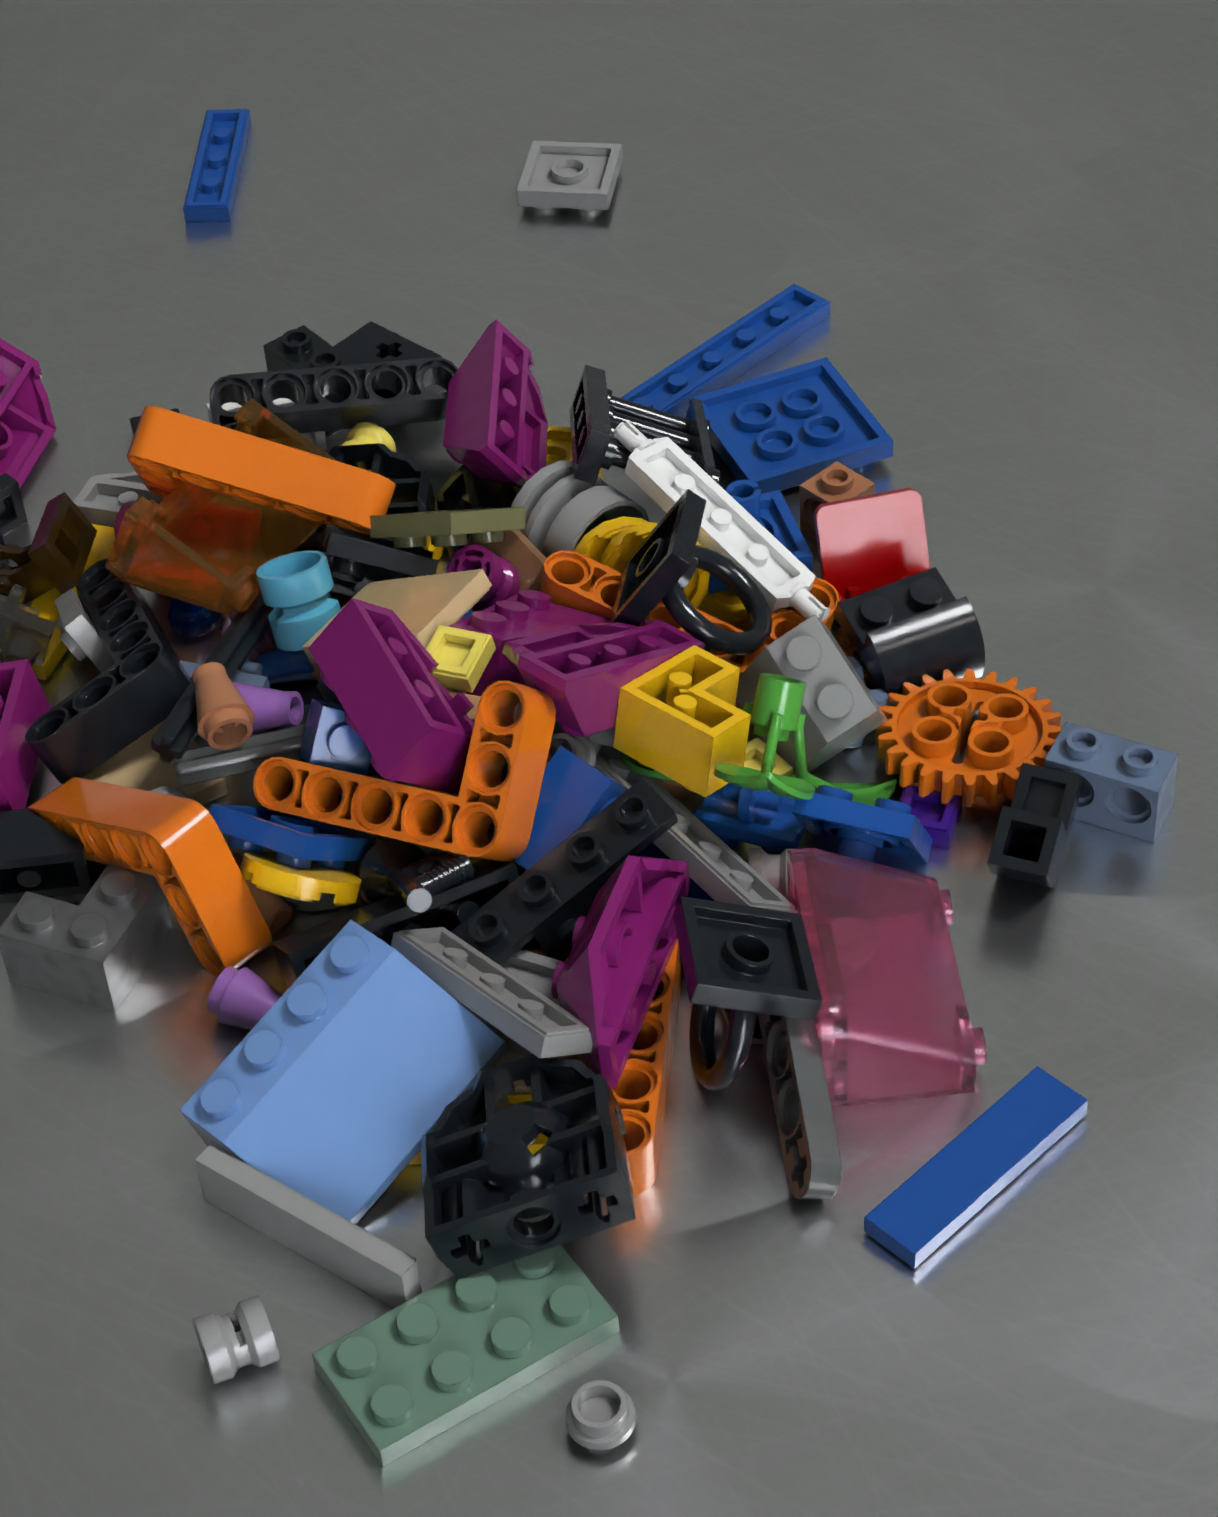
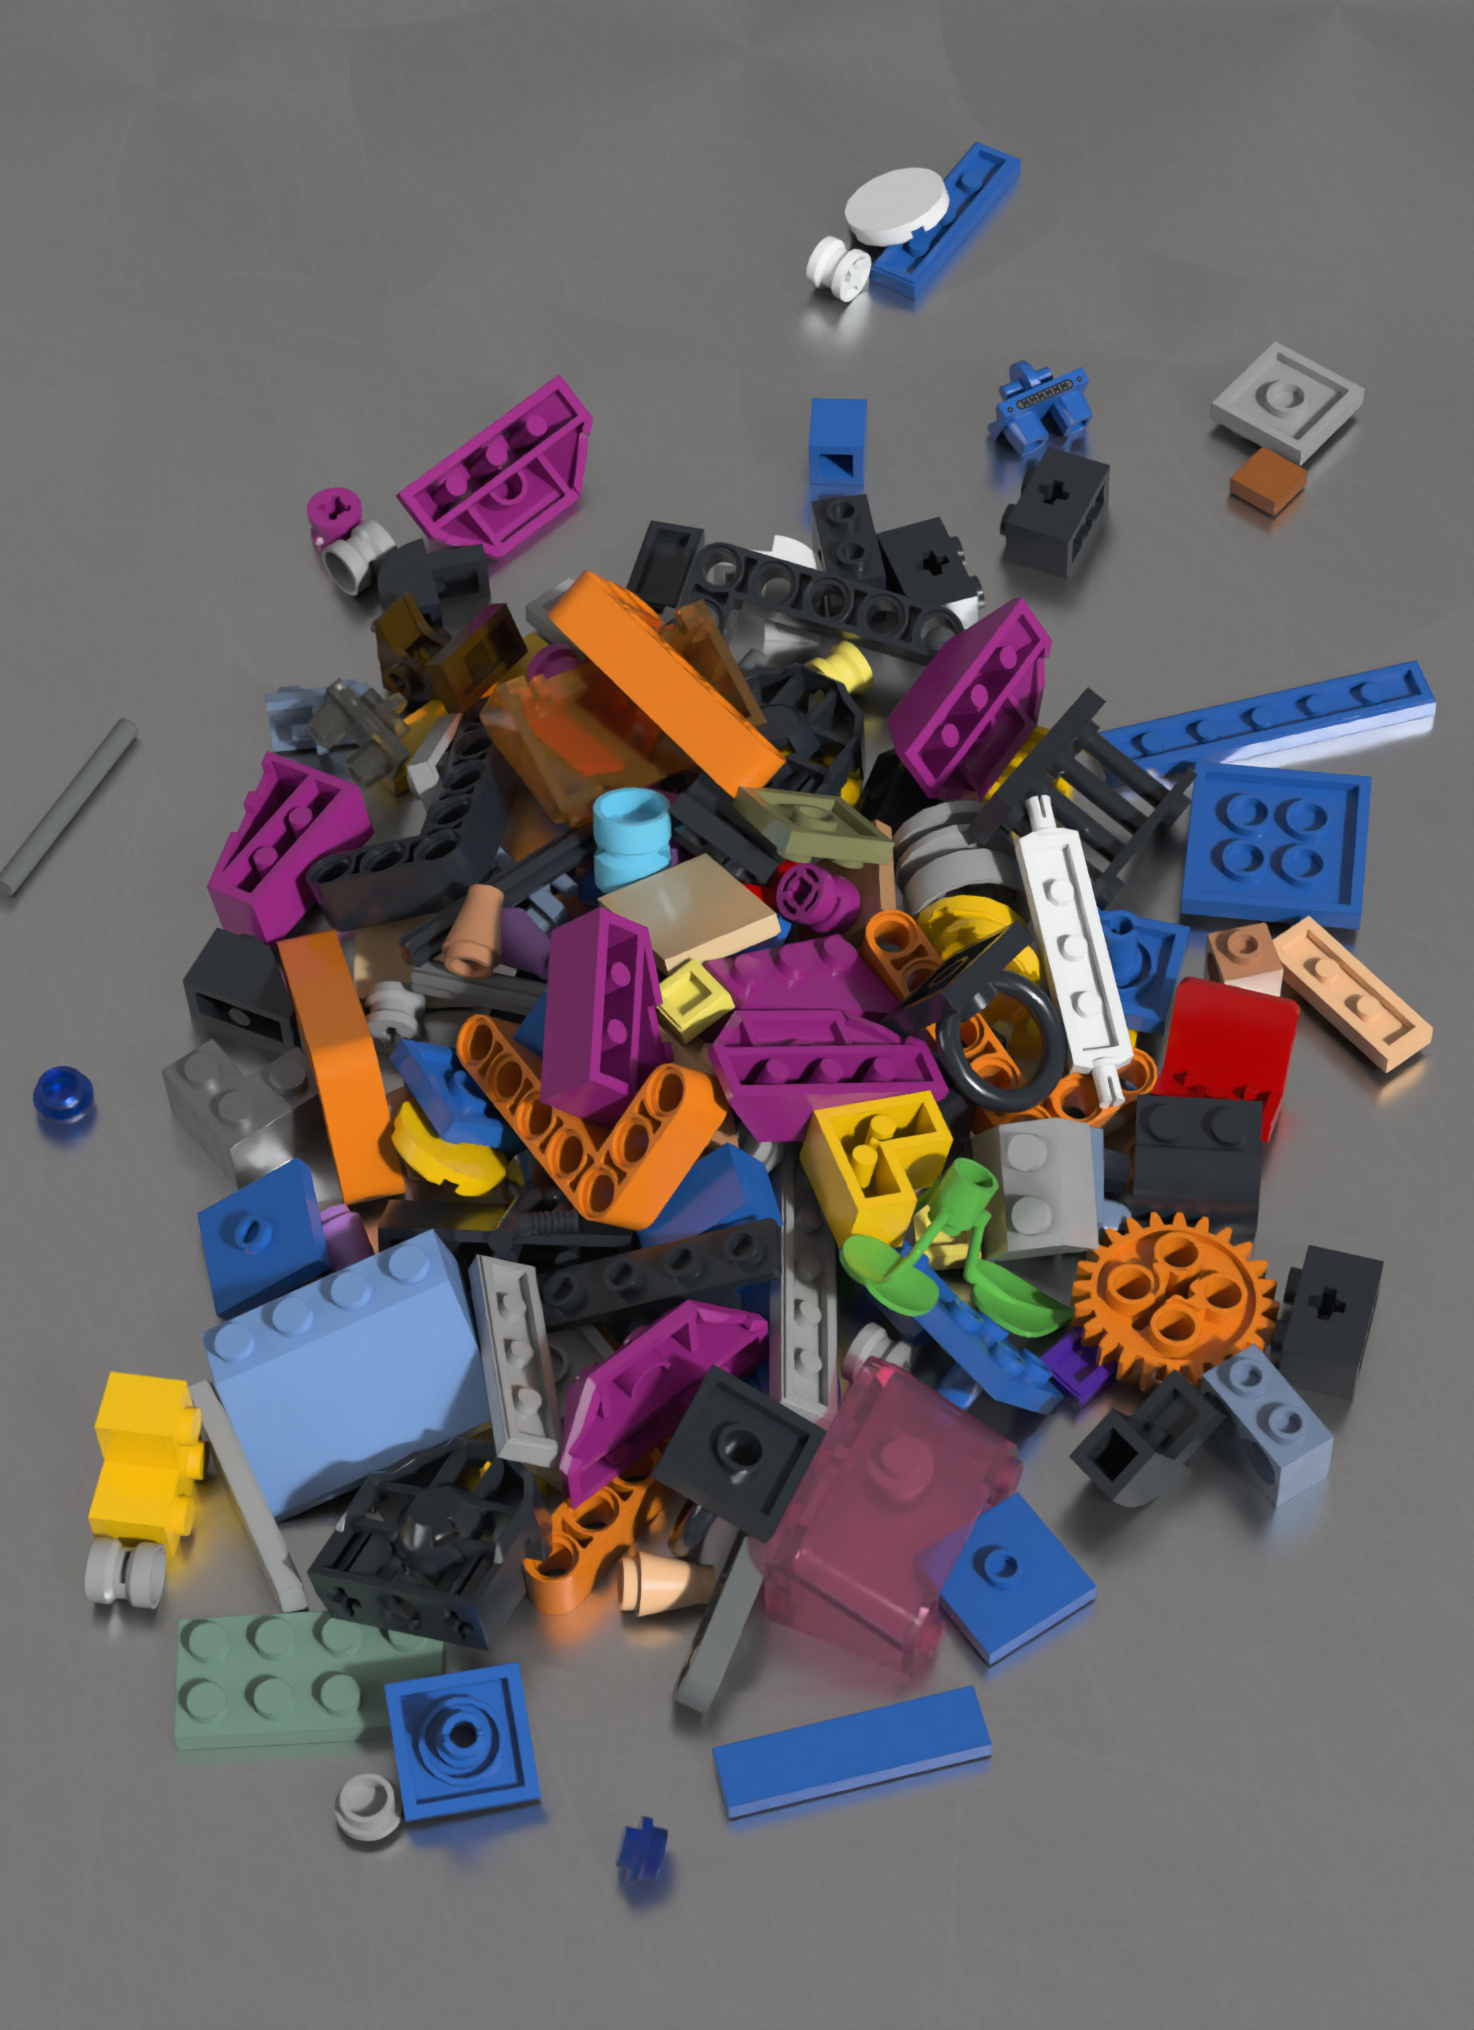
camera: 30 degrees right, 10 degrees up
(160, 215) = (838, 268): none -> white wheel
(176, 1026) = (263, 1240): none -> blue plate
(177, 164) = (896, 204): none -> white tile
(198, 1230) = (149, 1463): none -> yellow brick
(245, 314) = (838, 441): none -> blue brick
(382, 235) = (1035, 397): none -> blue hips
(450, 295) = (1055, 512): none -> black brick
(592, 225) = (1268, 481): none -> dark orange tile
(651, 1315) = (462, 1742): none -> blue plate
(719, 1119) = (662, 1583): none -> light nougat cone
(871, 1323) = (641, 1851): none -> clear blue plate
(945, 497) = (1350, 995): none -> light nougat plate
(1008, 981) = (1012, 1580): none -> blue plate
(1094, 688) = (1328, 1322): none -> black brick

